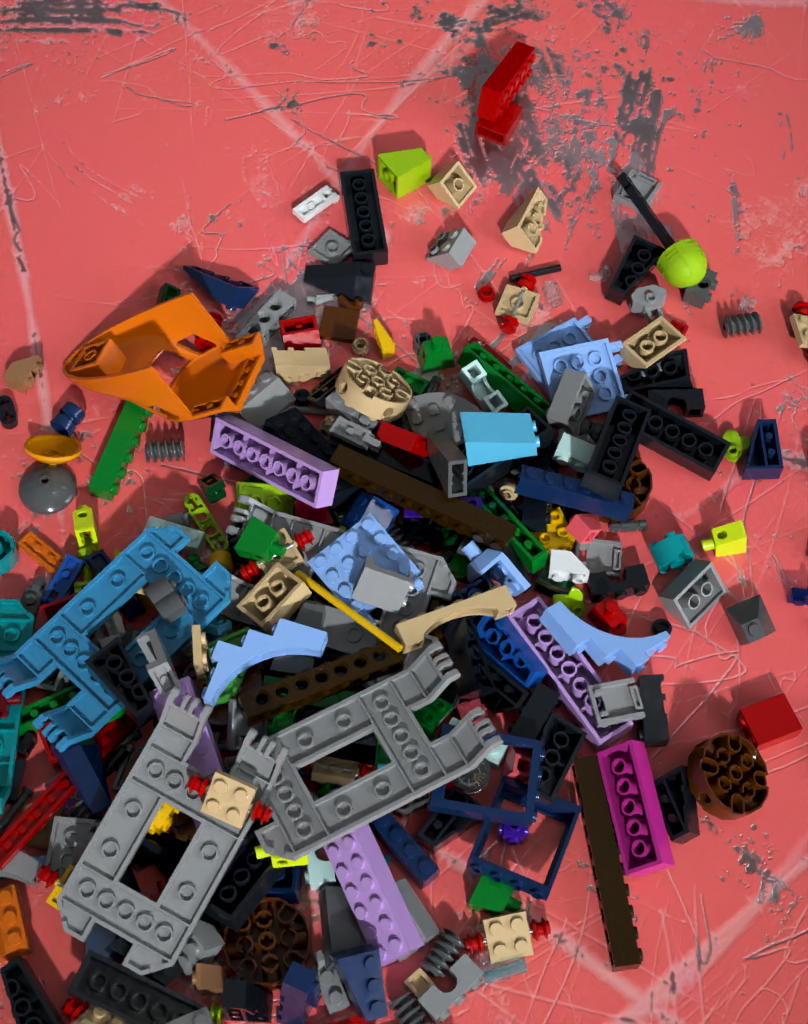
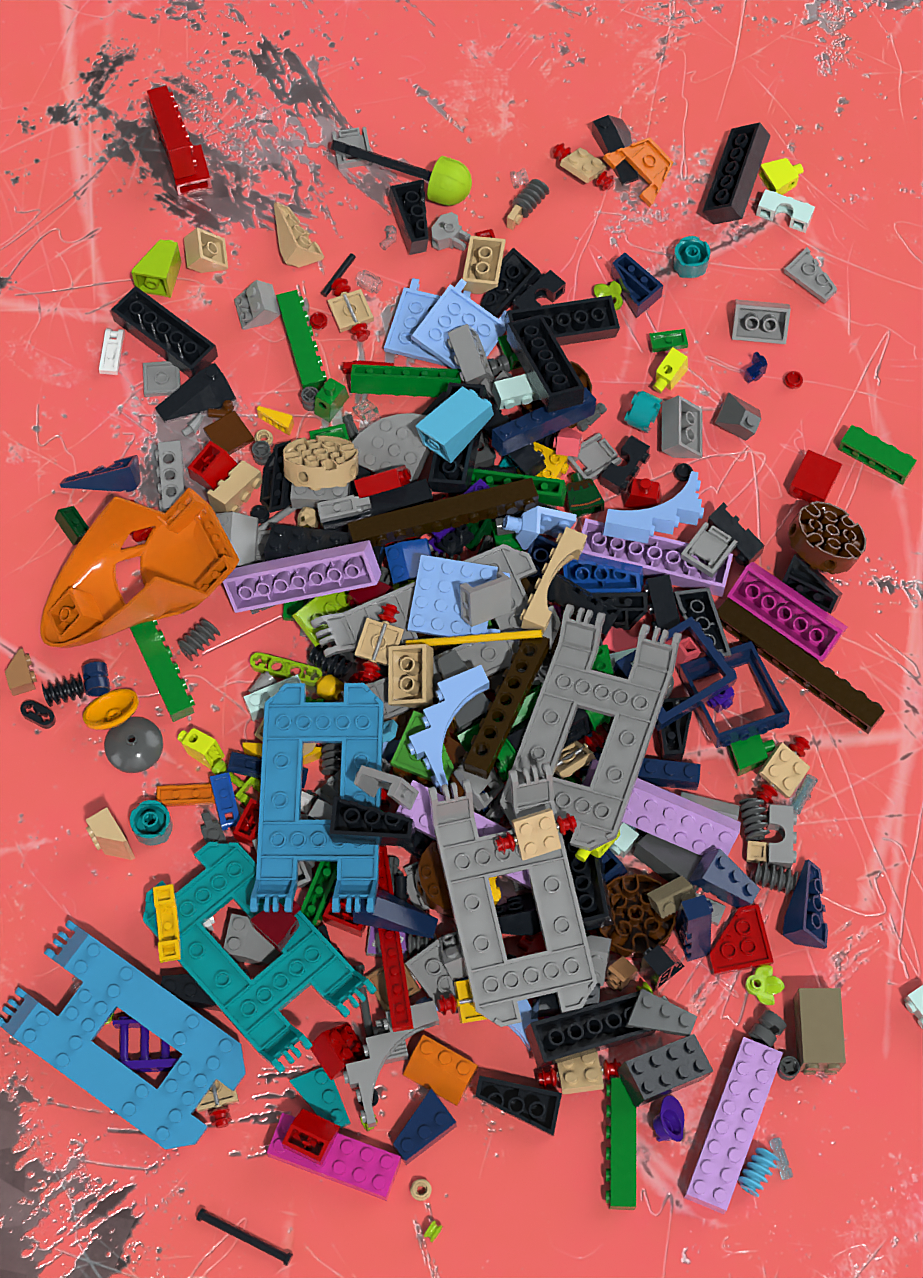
camera: 40 degrees left, 5 degrees up
(35, 409) = (64, 691): none -> black piece
(166, 600) = (339, 741): dark grey brick -> none
(200, 650) = (408, 759): tan plate -> none
(212, 488) = (262, 637): dark green slope -> none
(259, 542) = (362, 642): green torso -> none
(303, 951) = (668, 897): none -> dark tan brick
(346, 352) = (261, 448): none -> dark grey wheel
(448, 463) = (440, 471): dark grey slope -> none
(458, 296) = (300, 340): none -> green brick
(475, 380) = (382, 395): light aqua arch -> none
(507, 491) = (489, 459): tan plate -> none
(566, 567) = (583, 481): white slope -> none
(572, 600) = (609, 502): lime plate -> none
(593, 122) = (263, 115): none -> clear tile
(700, 293) = (476, 199): dark grey brick -> none
(714, 330) = (515, 217): none -> tan plate
(750, 516) = (666, 340): none -> green plate

